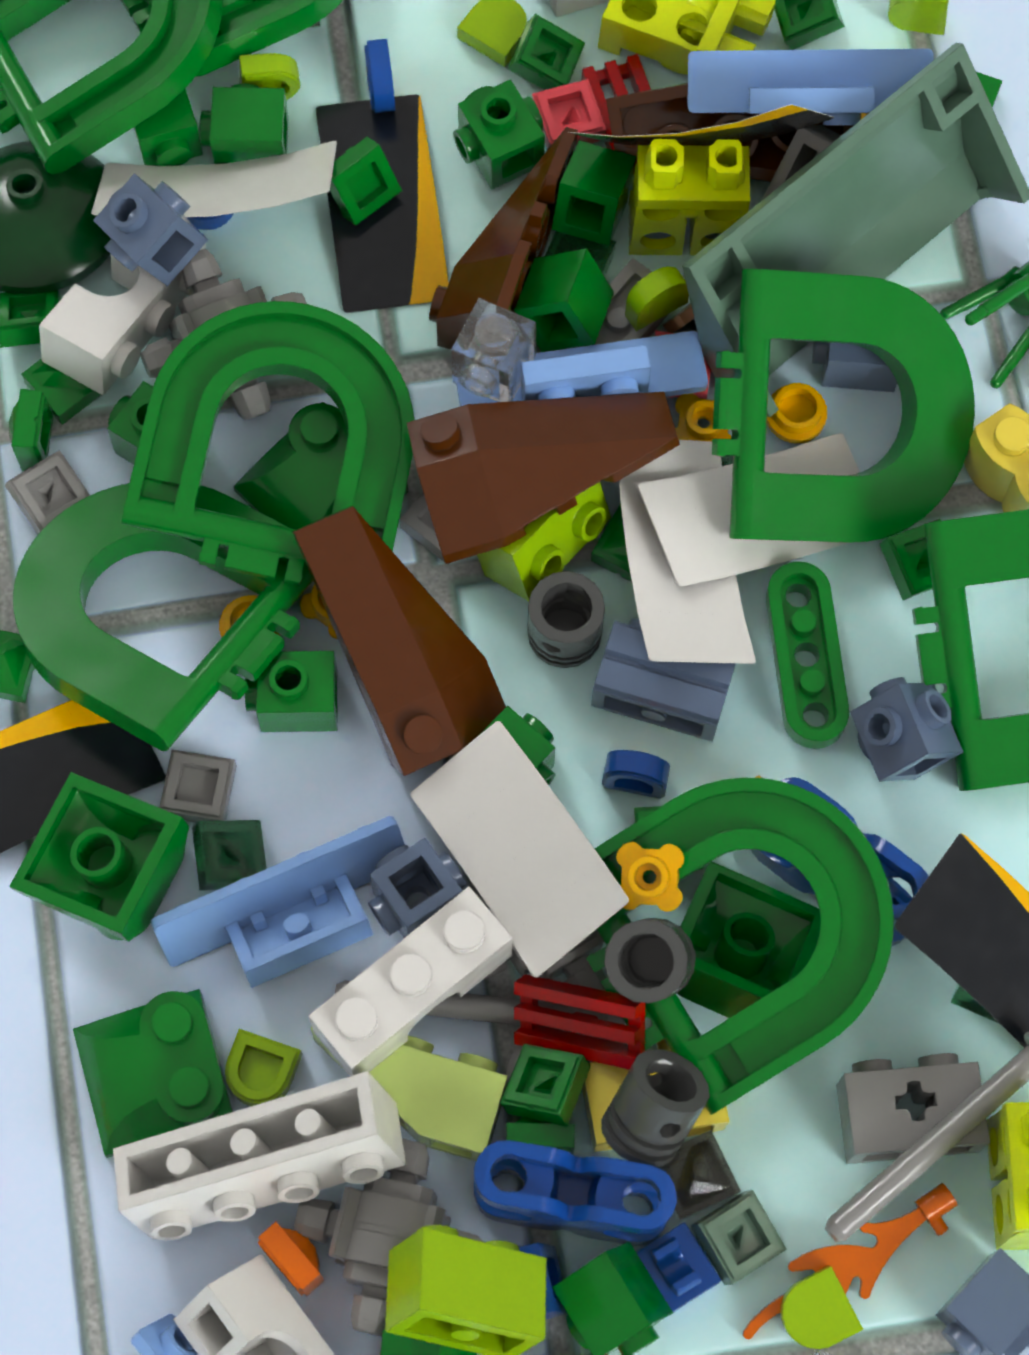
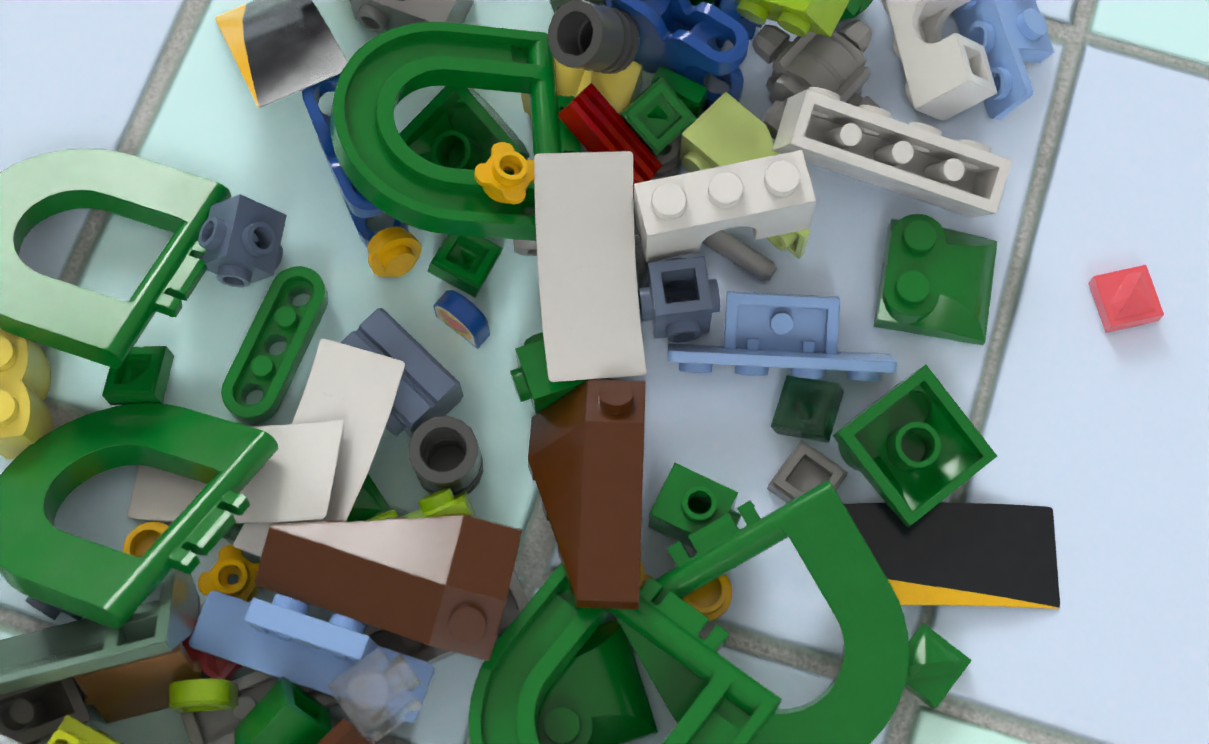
camera: 150 degrees left, 0 degrees up
(260, 1068) = (854, 247): lime tile -> none
(293, 1257) = (894, 95): orange tile -> none
(649, 960) = (542, 118): dark grey piece -> none

